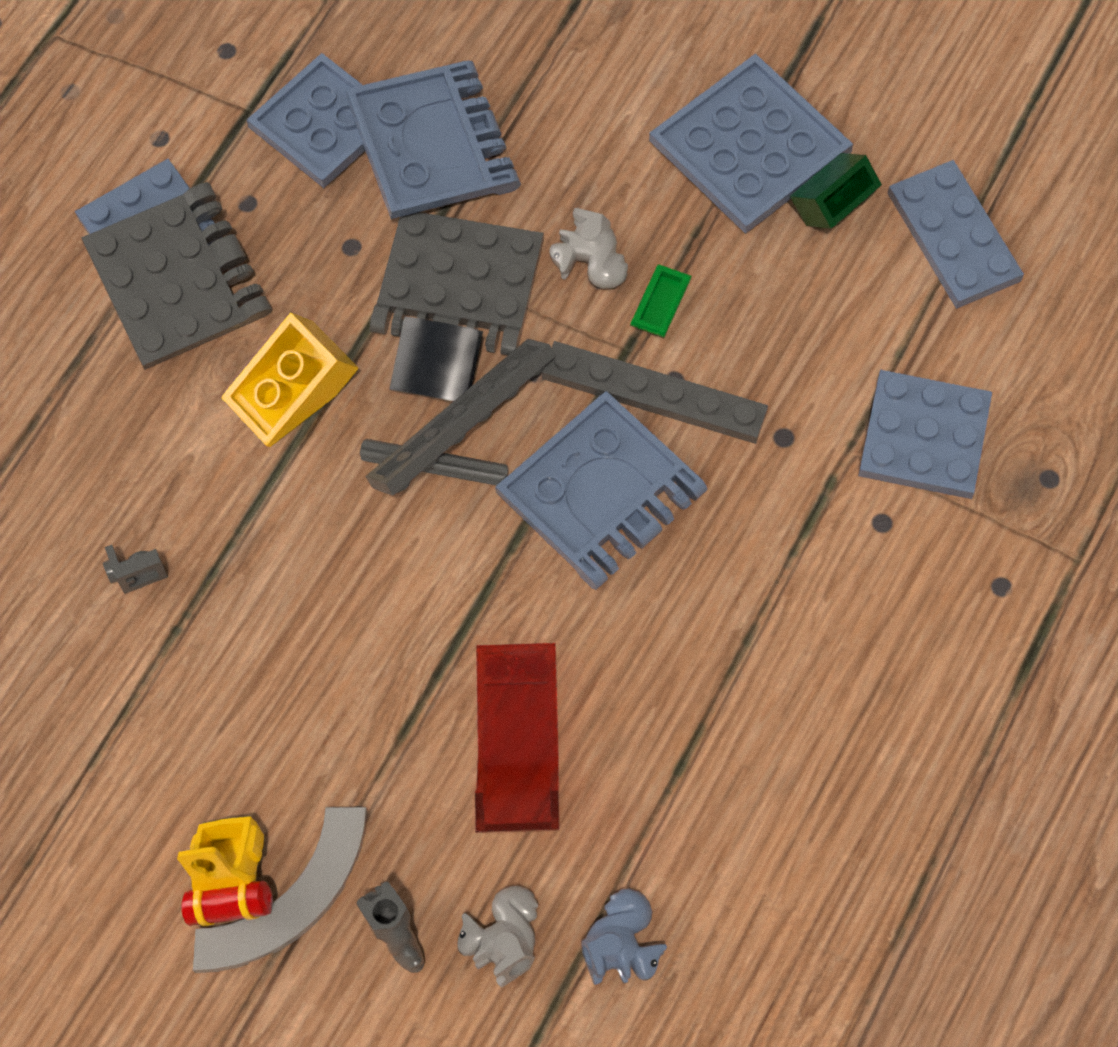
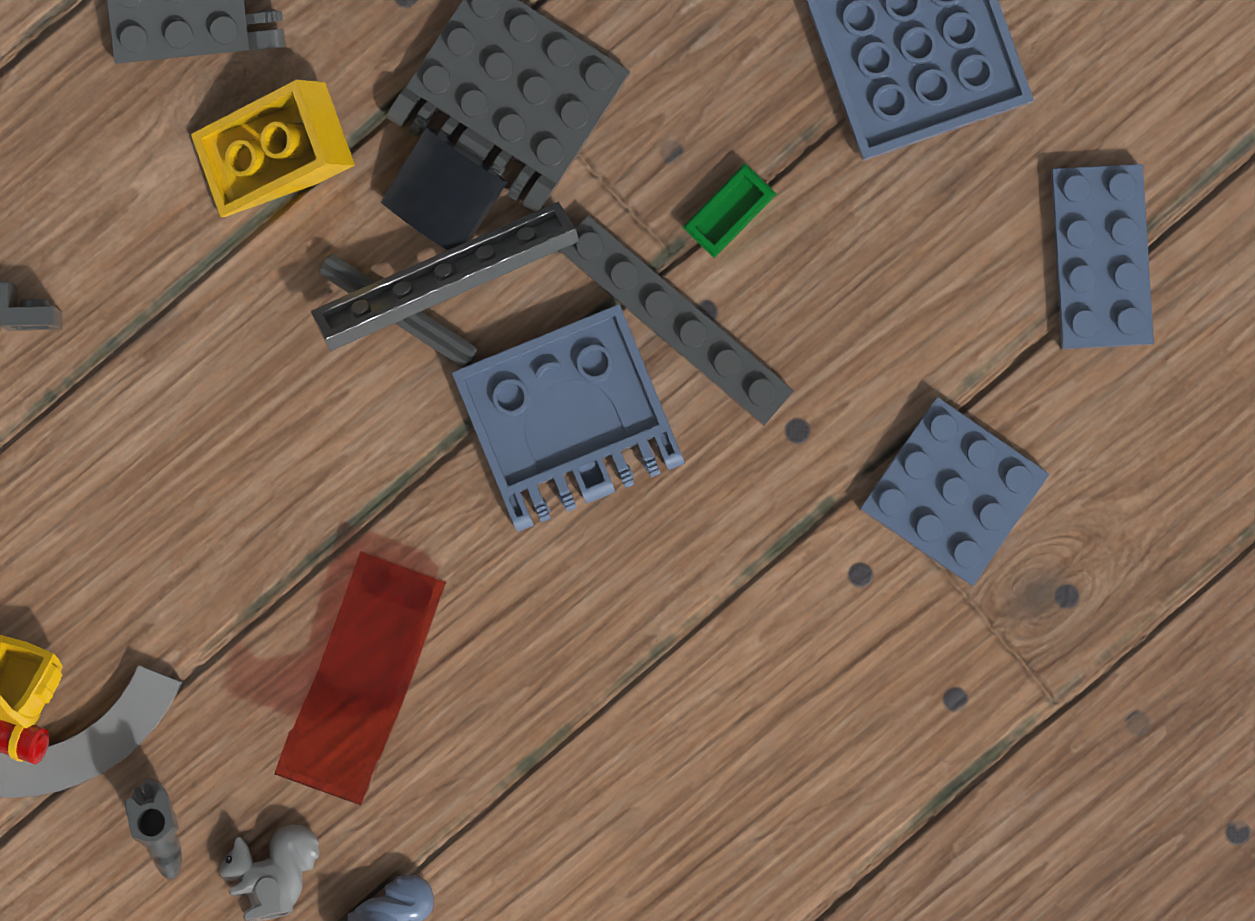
camera: 20 degrees right, 20 degrees up
(591, 243) = (680, 108): light grey animal -> none
(836, 190) = (985, 156): dark green brick -> none

